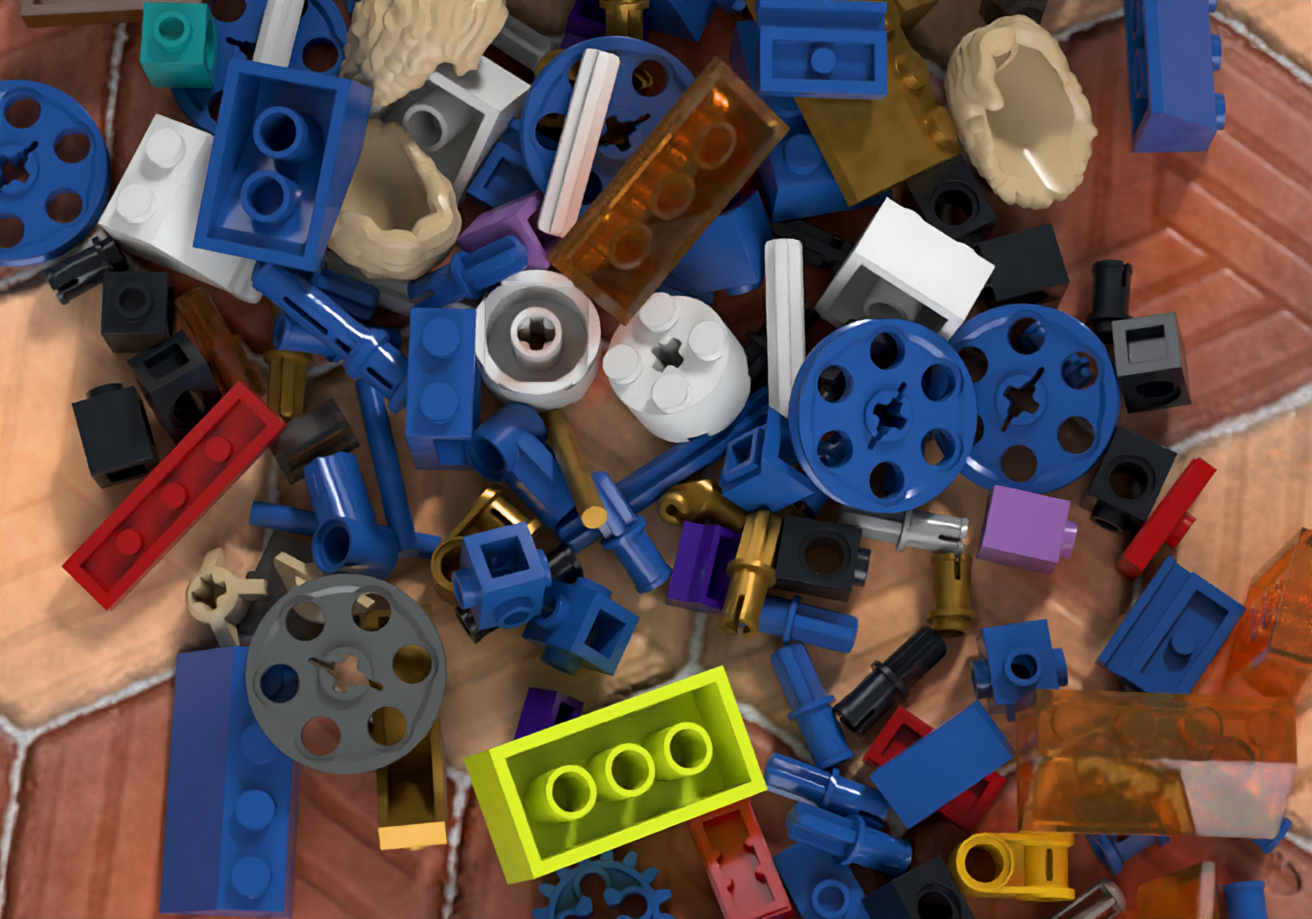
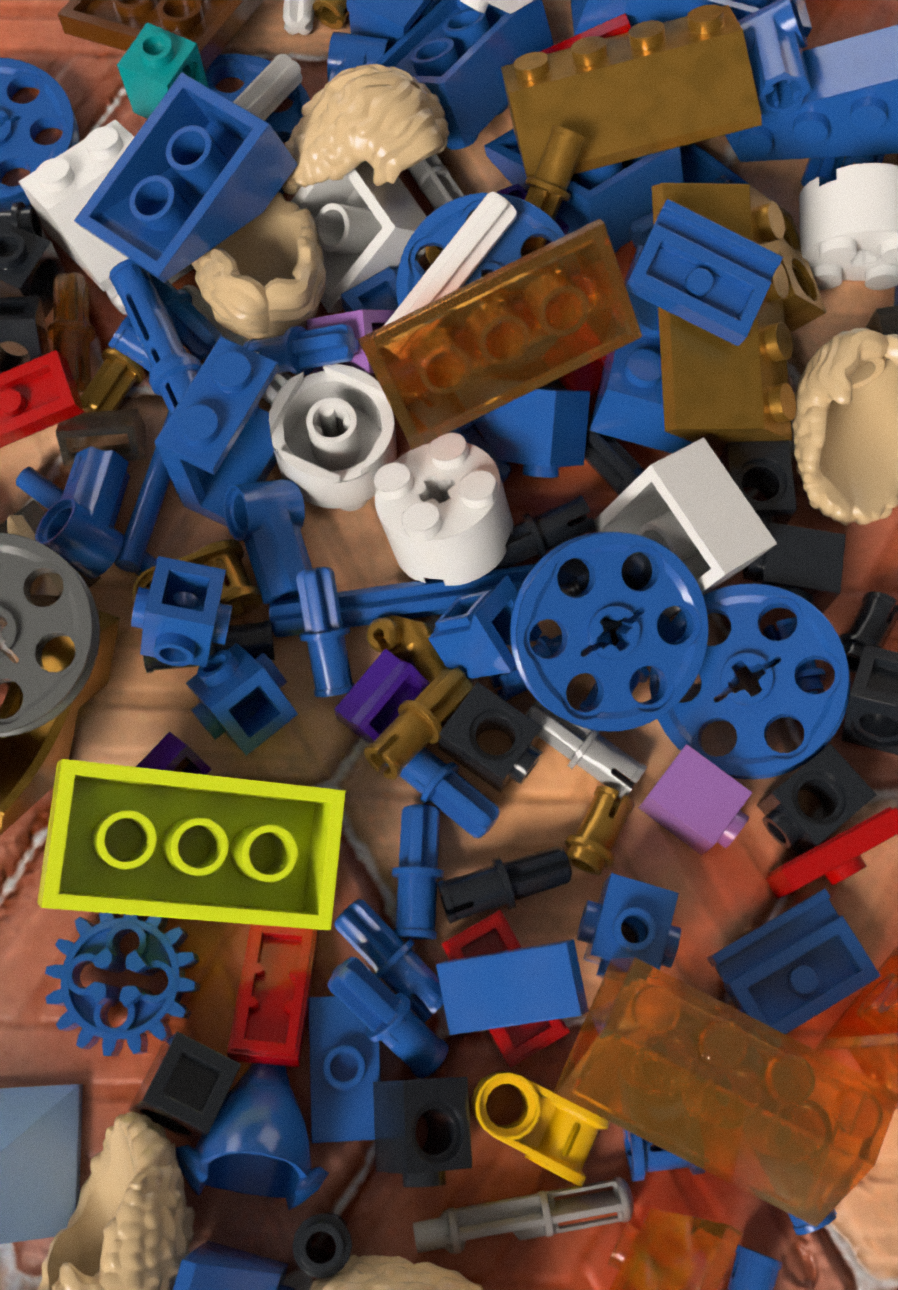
camera: 25 degrees right, 5 degrees down
(574, 469) = (303, 555): pearl gold bar -> none
(784, 318) = (563, 502): white axle -> none

